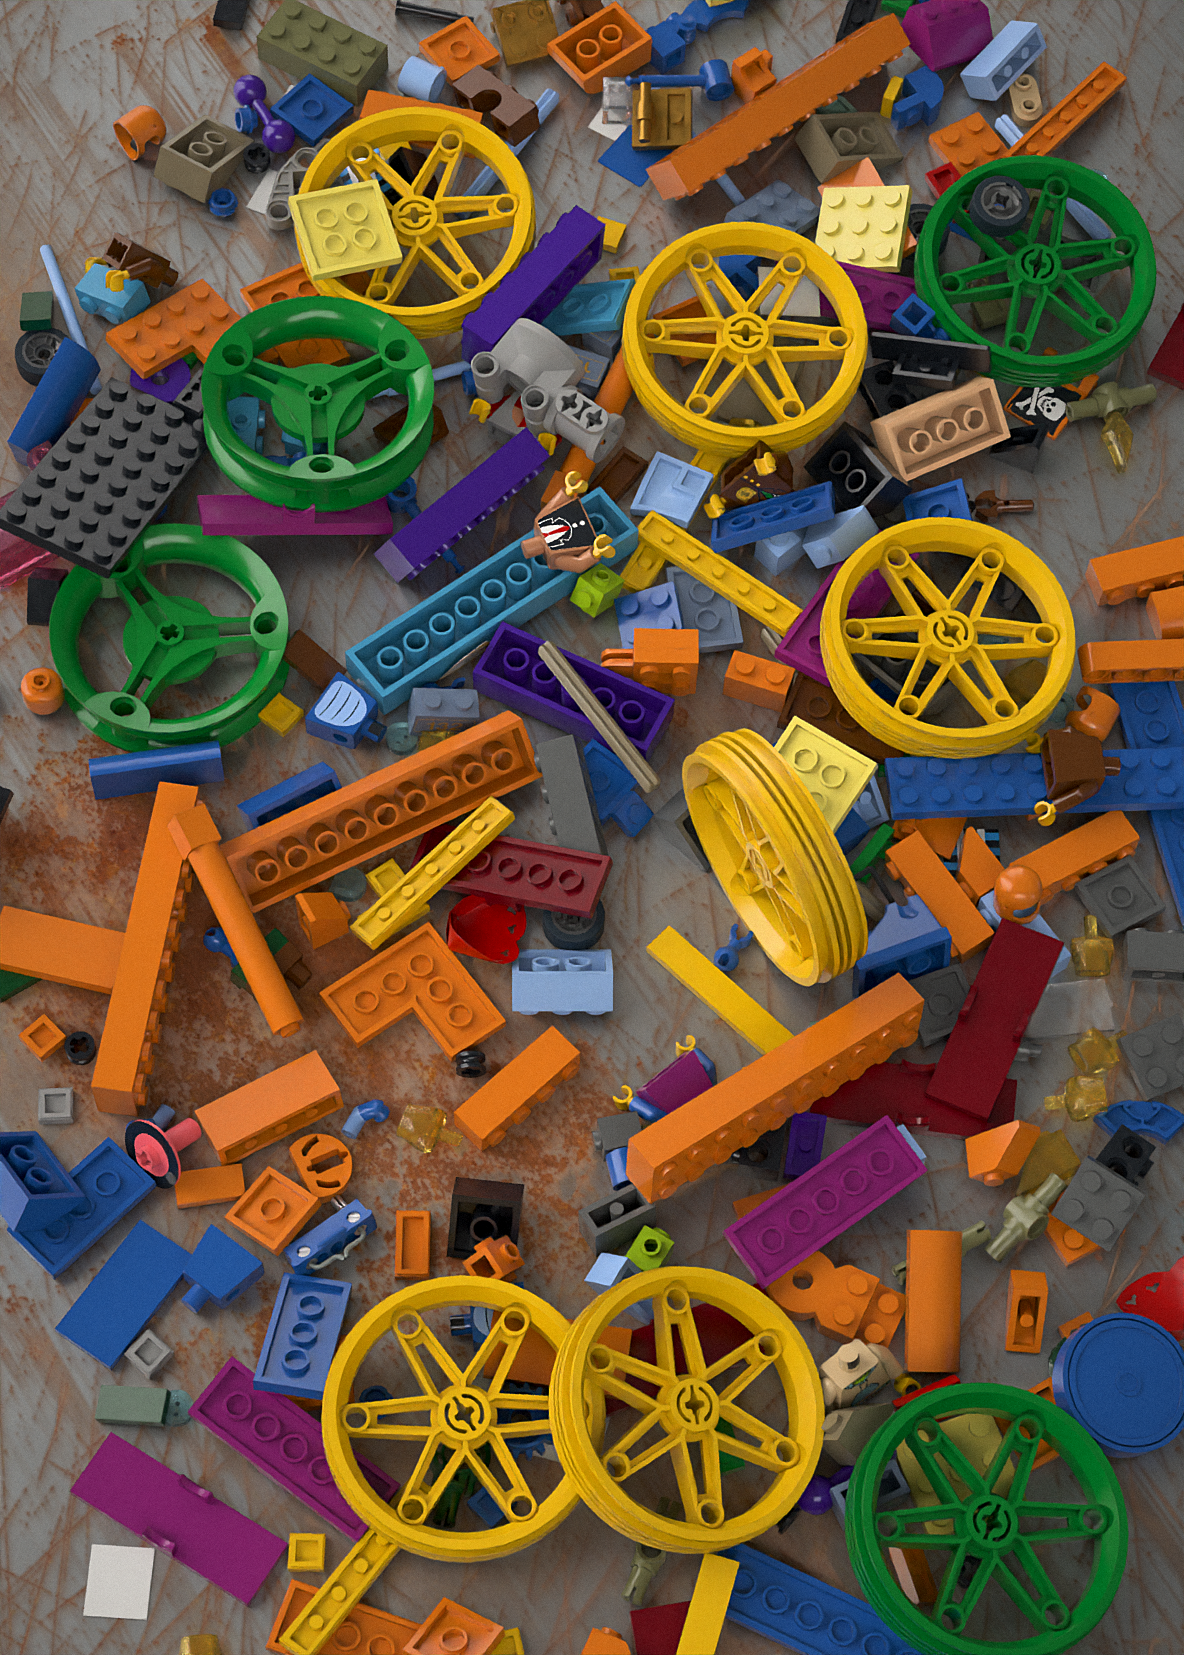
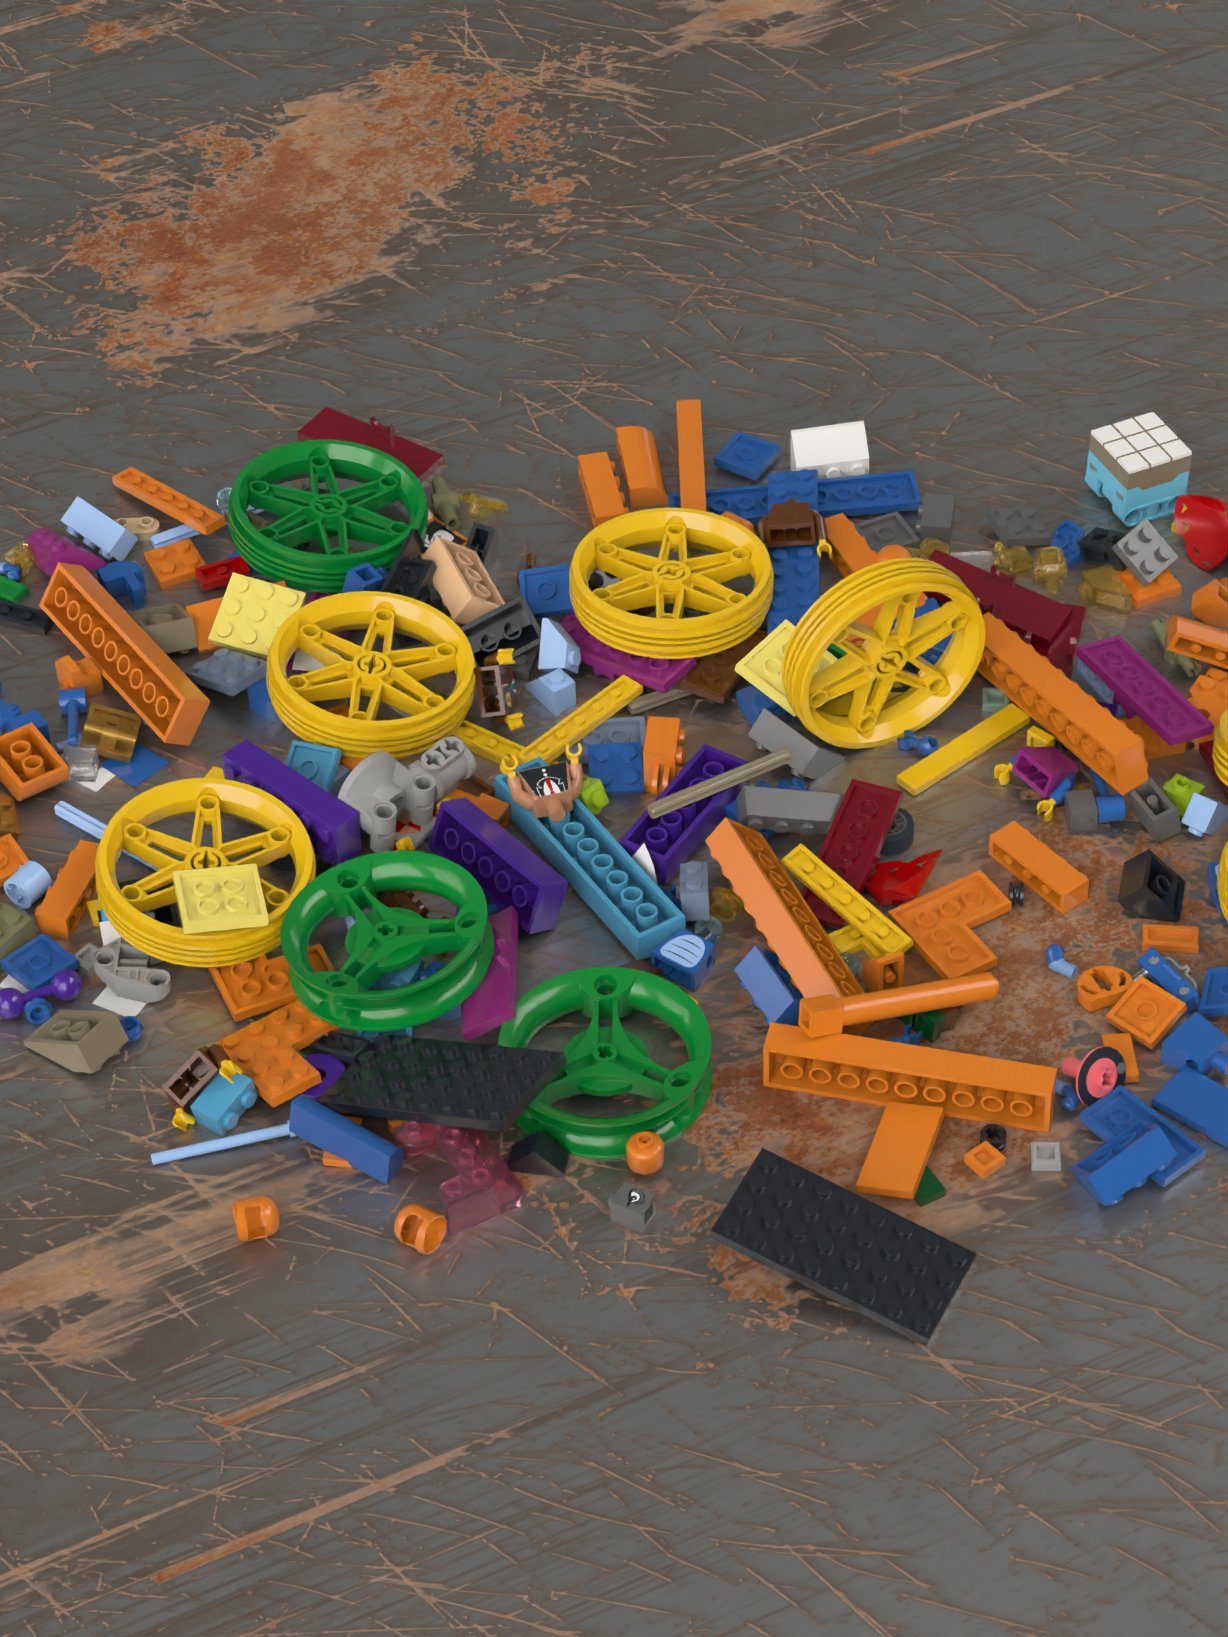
camera: 80 degrees left, 20 degrees down
(32, 347) = (279, 1156): wheel -> none
(36, 311) = (230, 1156): dark green tile -> none
(142, 125) = (33, 1073): orange helmet -> none
(144, 769) = (729, 1077): blue brick -> none
(261, 164) = (82, 999): black bush -> none
(269, 1108) = (1054, 1011): orange brick -> none
(424, 1127) = (1070, 925): clear yellow piece -> none
(495, 1260) = (1194, 876): orange brick -> none
(512, 114) = (84, 819): reddish brown arch -> none
(562, 981) = (945, 826): light blue slope -> none
(671, 490) = (495, 742): light blue plate -> none
(758, 681) = (684, 702): orange brick -> none
(773, 517) = (538, 679): blue tile -> none
(891, 96) = (121, 595): yellow tile -> none
(999, 220) = (279, 509): wheel -> none
(1000, 1151) = (1100, 604): orange slope -> none
(1026, 1217) = (1147, 596): olive pin -> none

